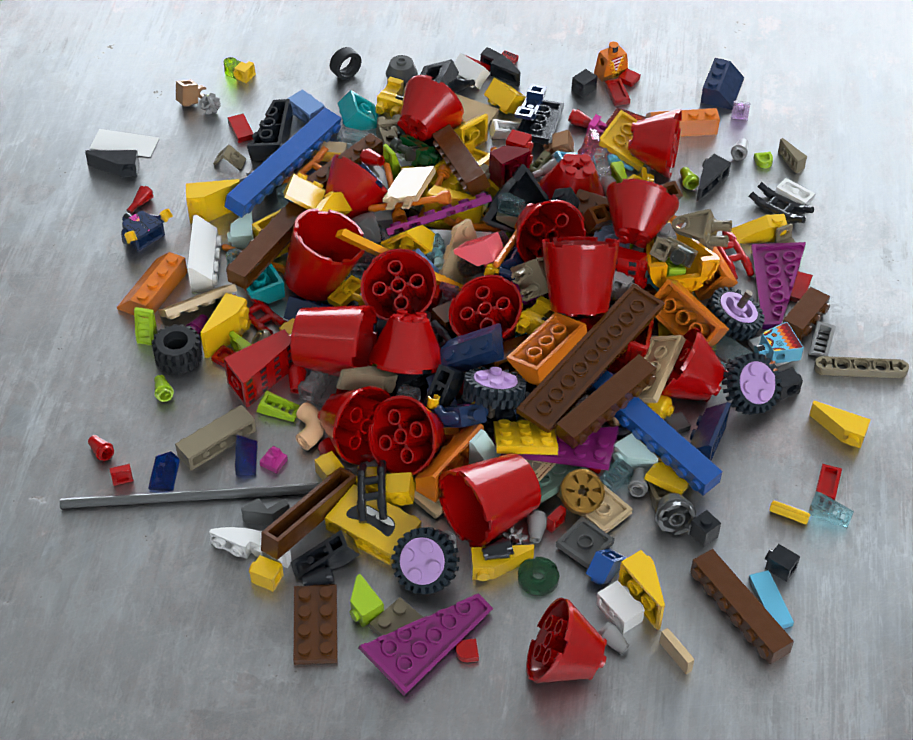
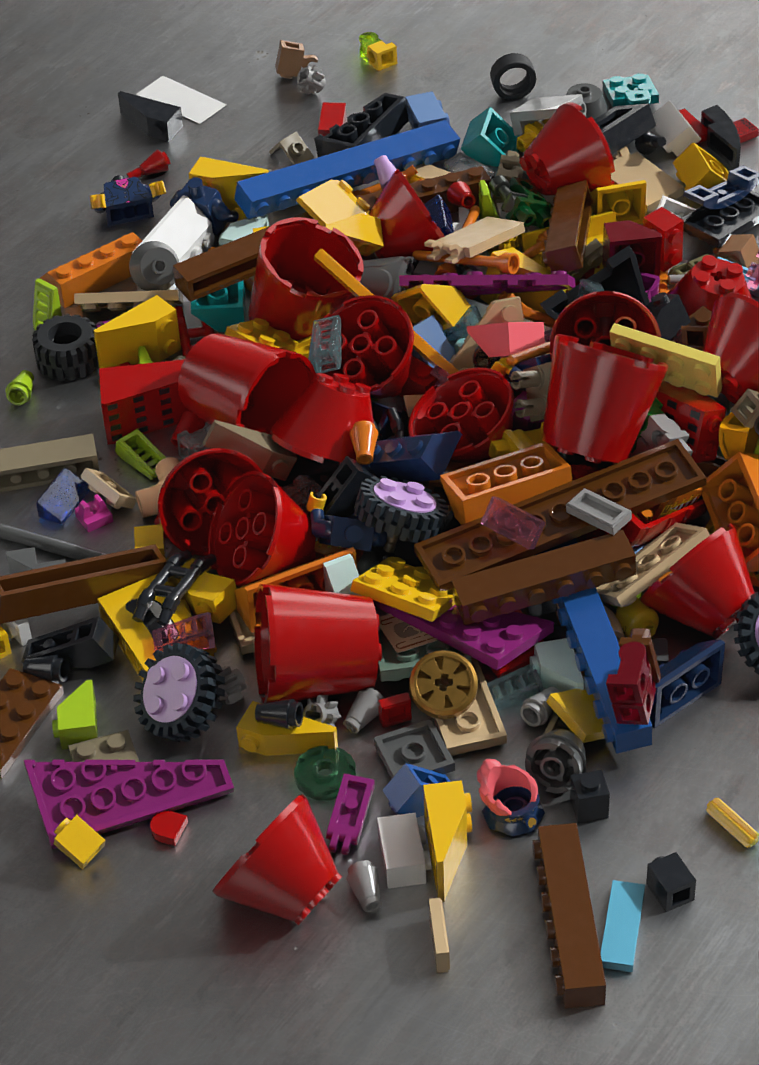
camera: 30 degrees right, 5 degrees down
(205, 211) = (209, 203): none -> dark blue torso
(207, 272) = (153, 266): none -> dark grey cone
(265, 437) = (103, 485): none -> tan plate
(309, 297) = (260, 332): none -> yellow plate
(315, 158) = (384, 170): none -> lavender cone
(380, 302) = (326, 346): none -> clear light blue slope
(386, 80) = (540, 109): none -> light grey panel
(414, 520) = (198, 628): none -> clear pink slope
(423, 52) = (630, 90): none -> teal plate
(425, 683) = (78, 841): none -> yellow brick
(442, 348) = (364, 440): none -> orange cone
(572, 589) = (349, 812): none -> magenta hinge
(573, 373) = (513, 522): none -> clear pink plate
(618, 347) = (599, 511): none -> light grey tile
(624, 232) = (686, 365): none -> light yellow plate
(662, 547) = (509, 798): none -> piece
(705, 445) = (634, 685): none -> dark red hips

